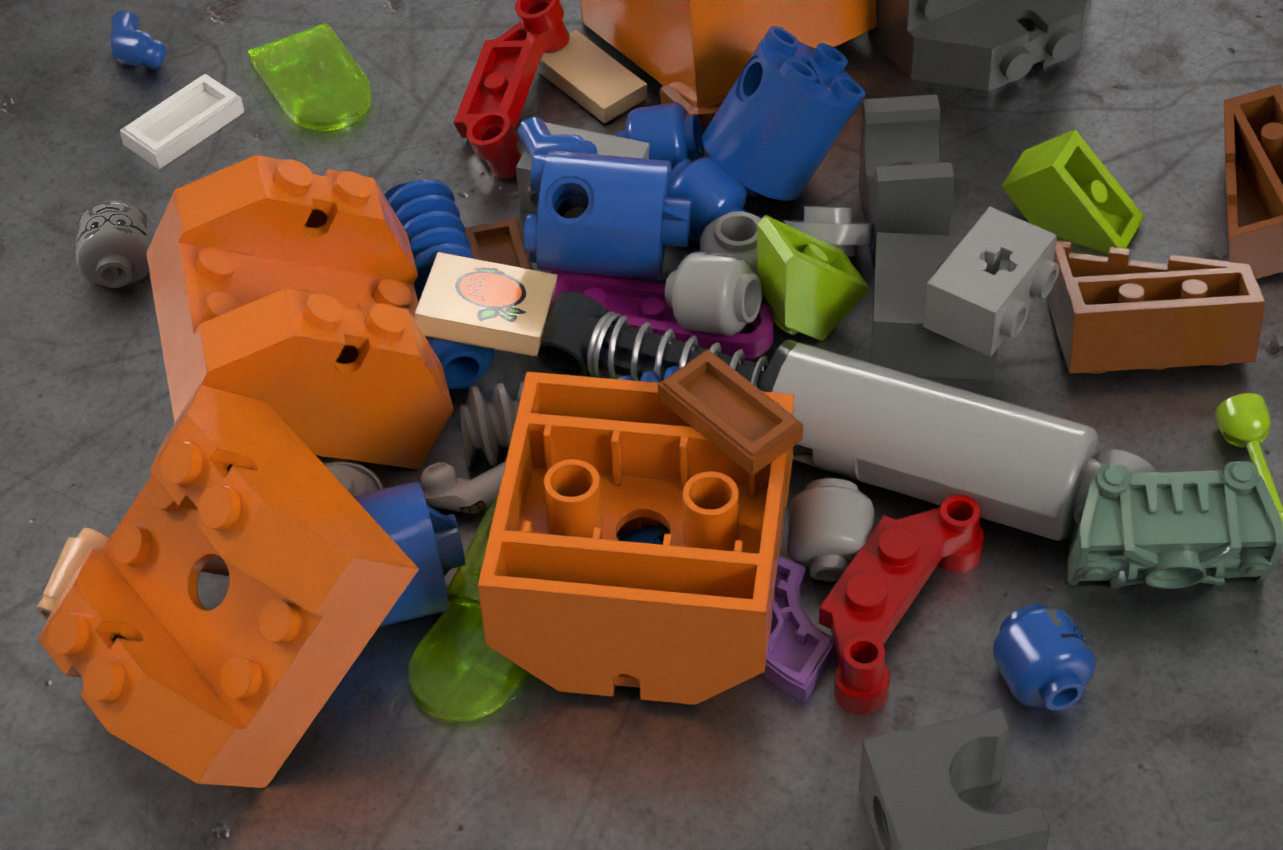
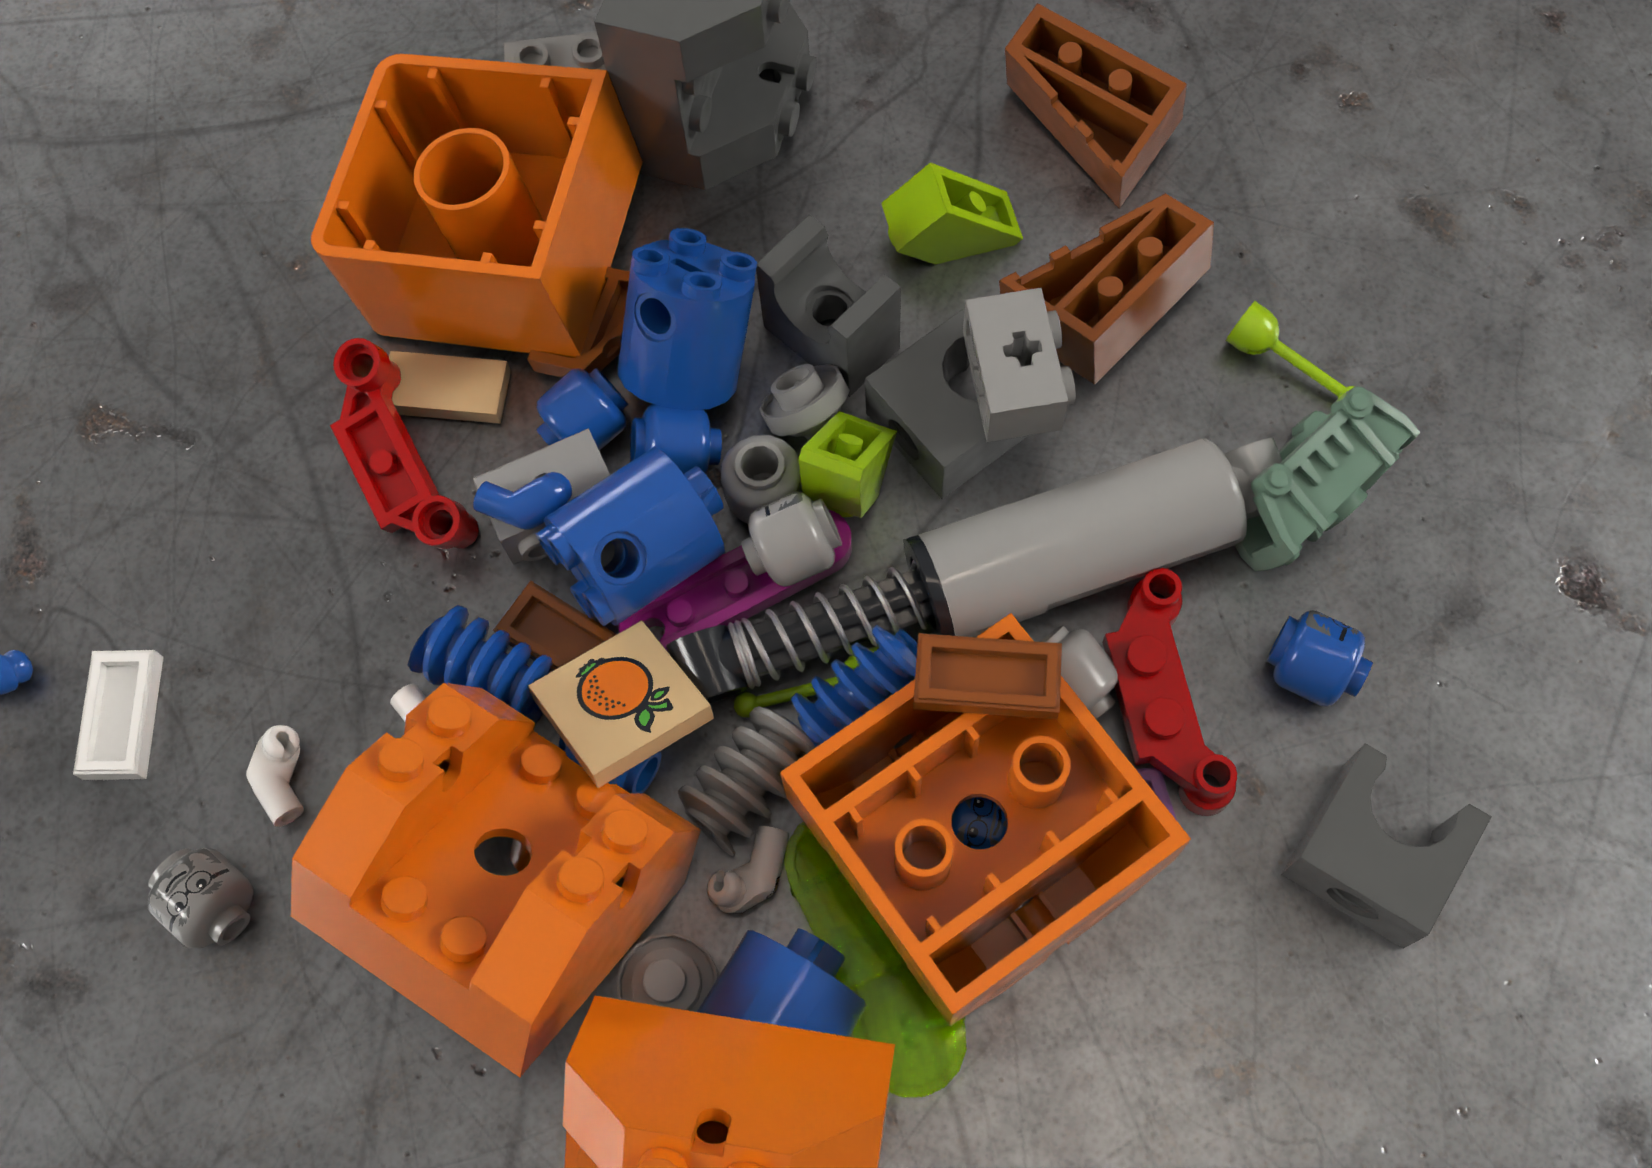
camera: 40 degrees left, 20 degrees up
(314, 78) = (194, 574): clear neon green window -> none

